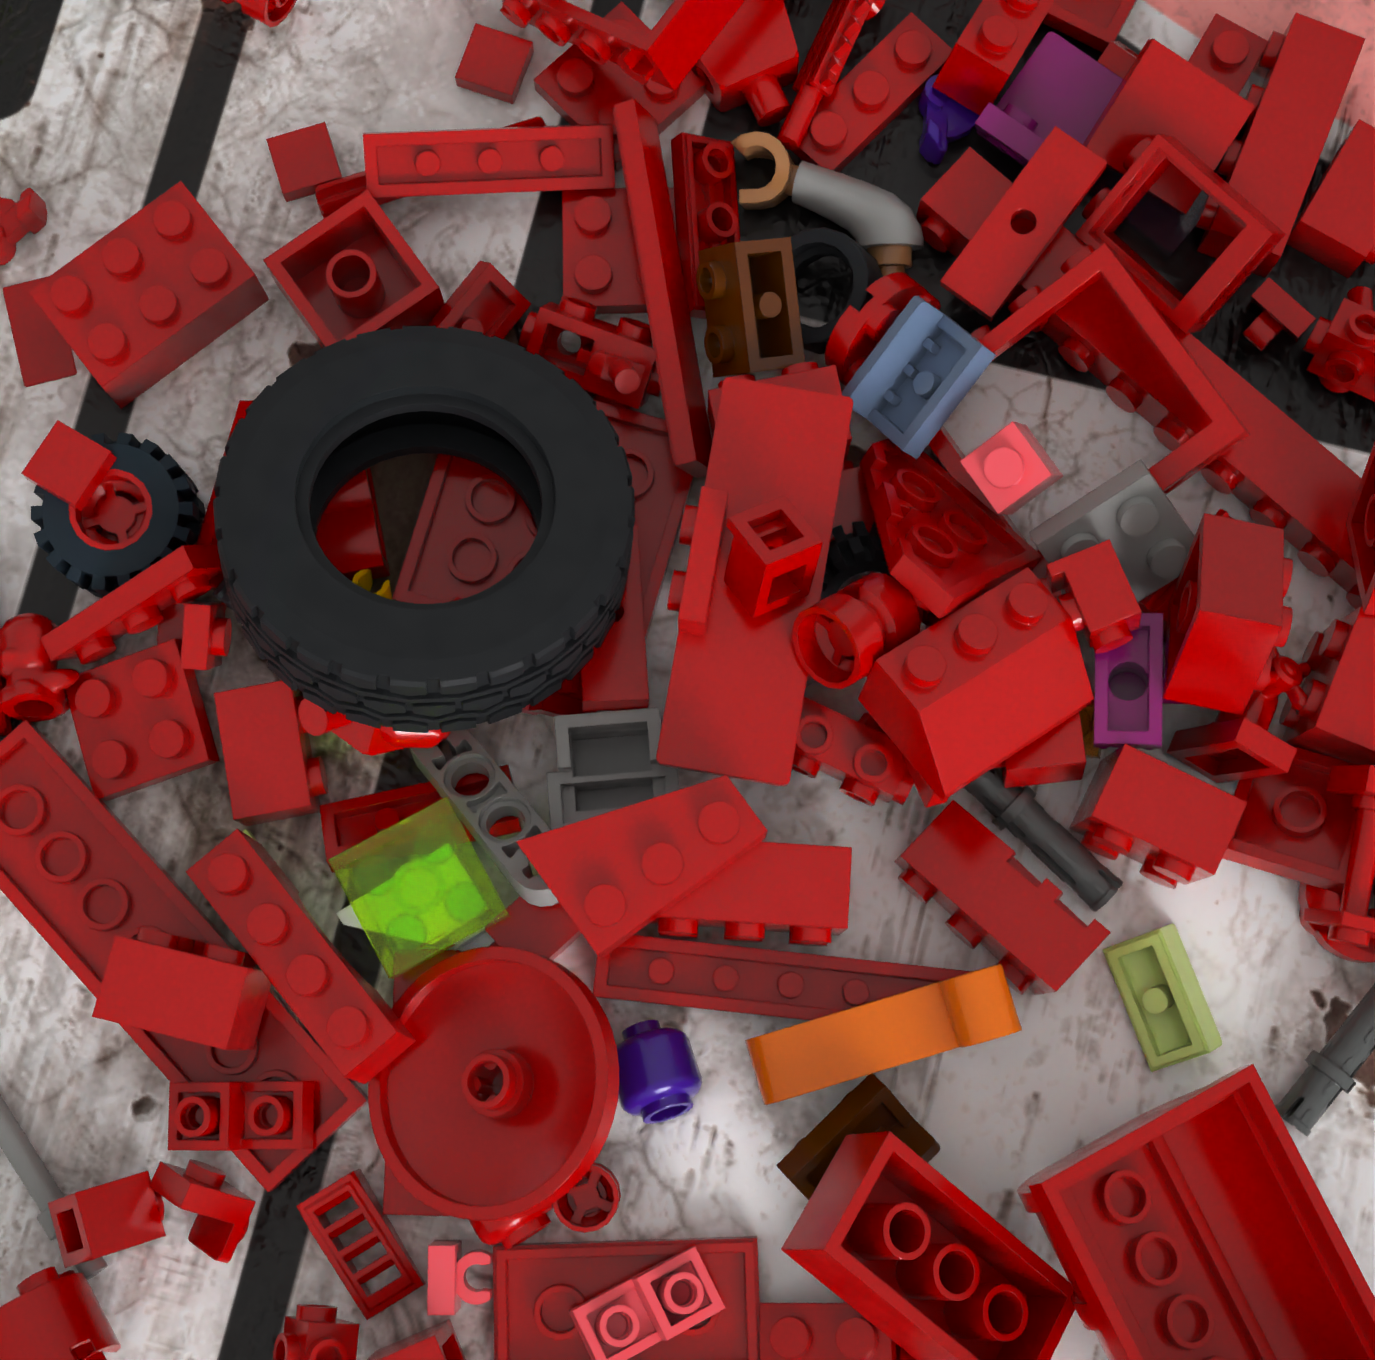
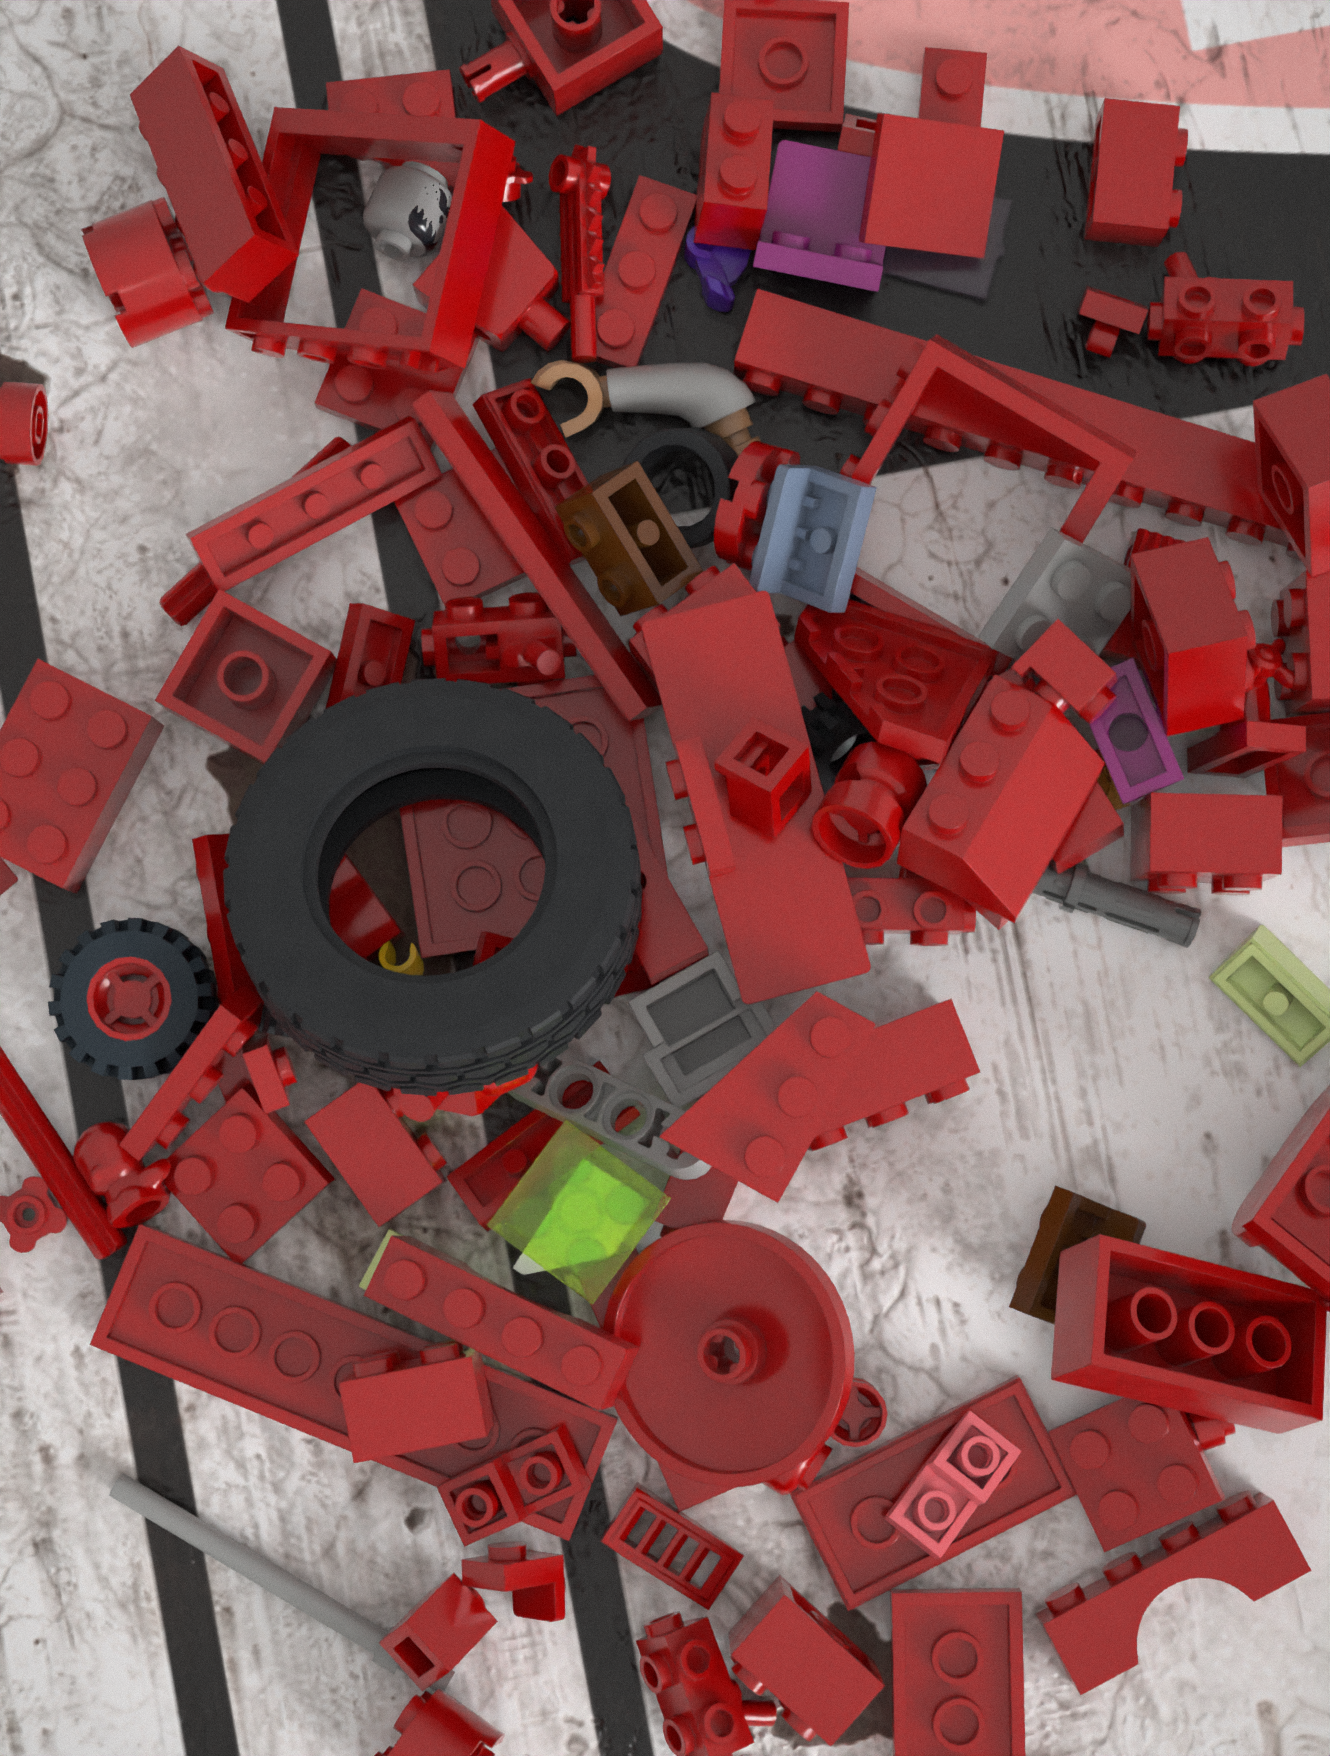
camera: 25 degrees left, 5 degrees up
(69, 465) = (73, 976): red tile -> none
(304, 160) = (135, 579): red tile -> none
(448, 1277) = (764, 1538): coral tile -> none
(494, 63) = (268, 402): red tile -> none
(656, 1072) = (865, 1272): dark purple head -> none
(751, 978) = (955, 1138): red plate -> none
(883, 1034) = (1052, 1146): orange beam -> none
(997, 902) = (1098, 981): red wedge -> none
(1011, 468) = (936, 584): coral brick -> none
(1043, 193) = (850, 307): red tile -> none
(1226, 274) = (996, 348): red window -> none
(1284, 131) = (1041, 150): red brick -> none

